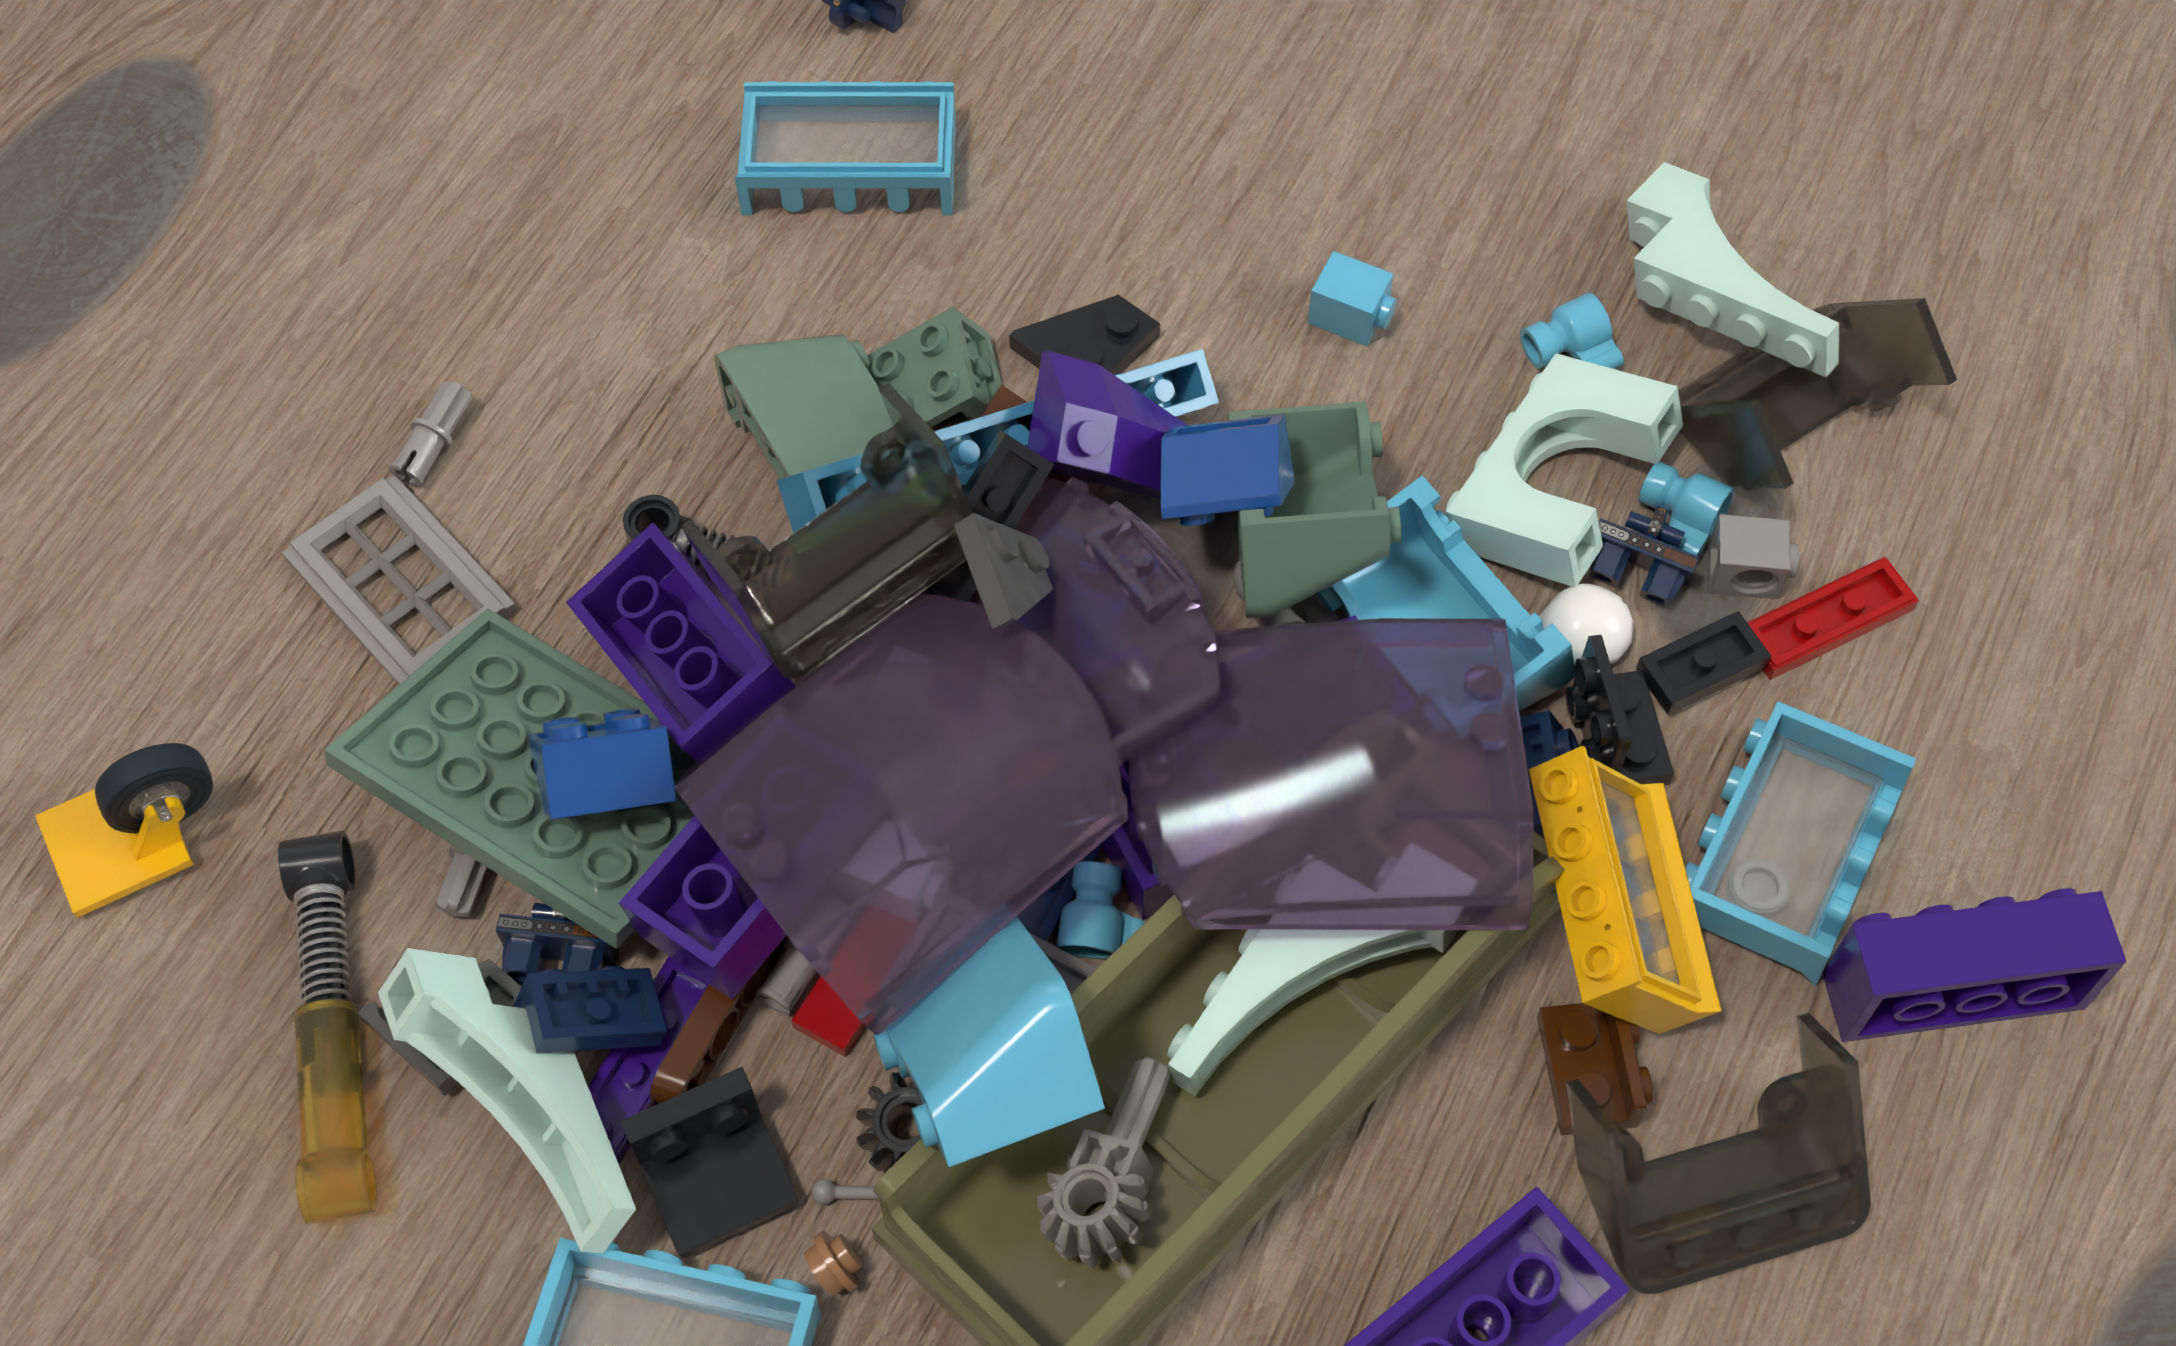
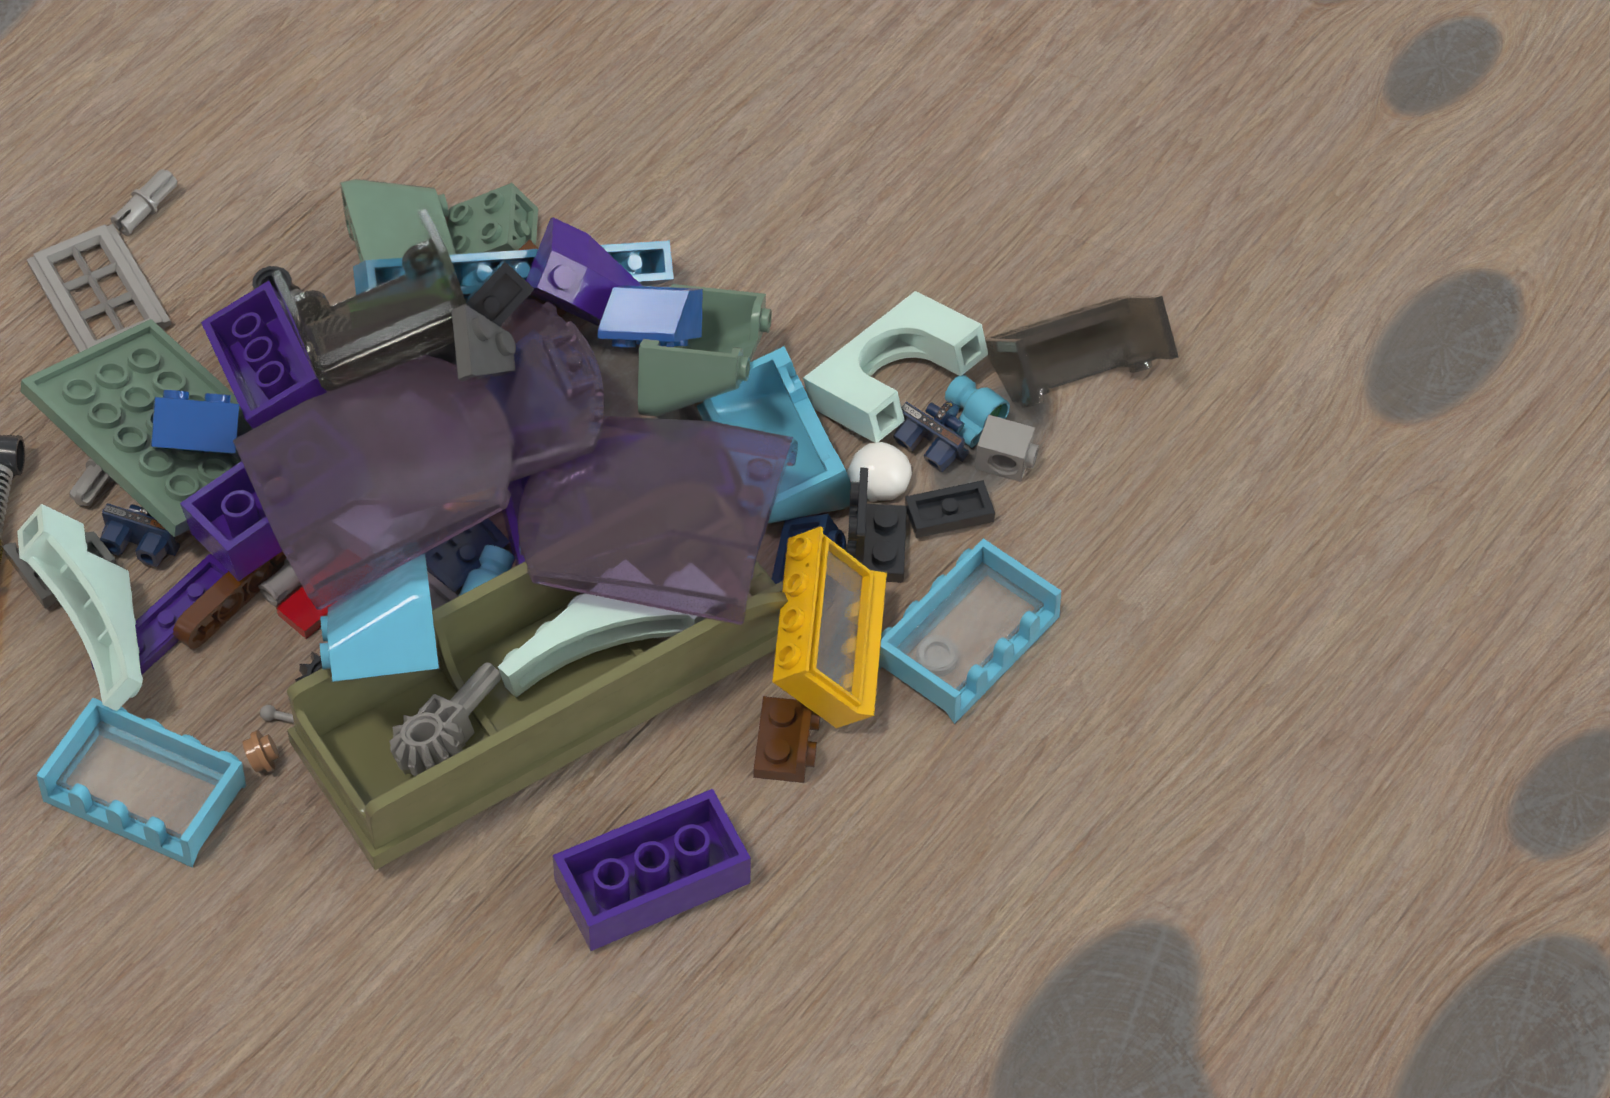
camera: 10 degrees right, 5 degrees down
(592, 1009) = (149, 569): dark blue bracket -> none
(710, 1162) = (199, 675): black bracket -> none
(847, 141) = (479, 60): window -> none
(1101, 333) = (609, 221): black wing -> none
(1352, 299) = (791, 230): medium azure brick -> none
(1577, 329) = (941, 280): medium azure piece -> none
(1702, 278) = (1031, 259): light aqua arch -> none
(1740, 1196) = (845, 834): clear smoke windscreen -> none
(1832, 615) = (1050, 498): red tile -> none
(1972, 964) = (1049, 722): dark purple brick -> none

